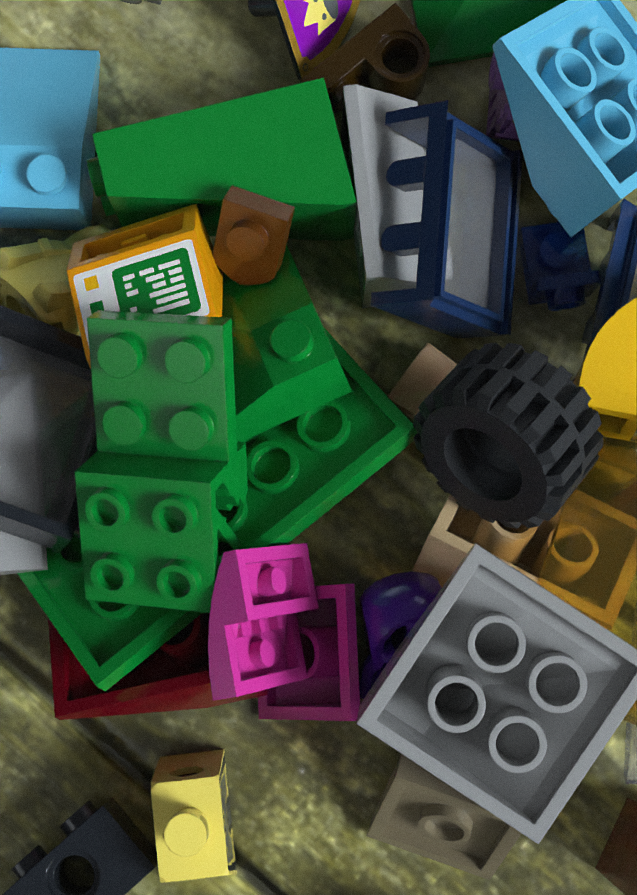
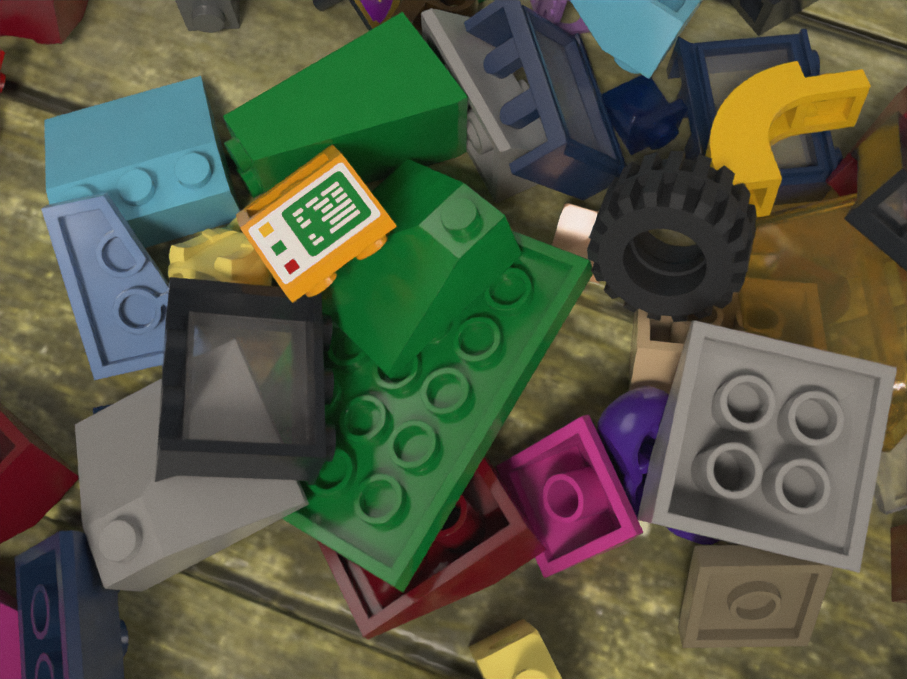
camera: 20 degrees left, 10 degrees down
(160, 460) = (384, 358): green piece -> none
(251, 236) = (389, 154): reddish brown plate -> none
(255, 620) = (511, 457): dark pink slope -> none

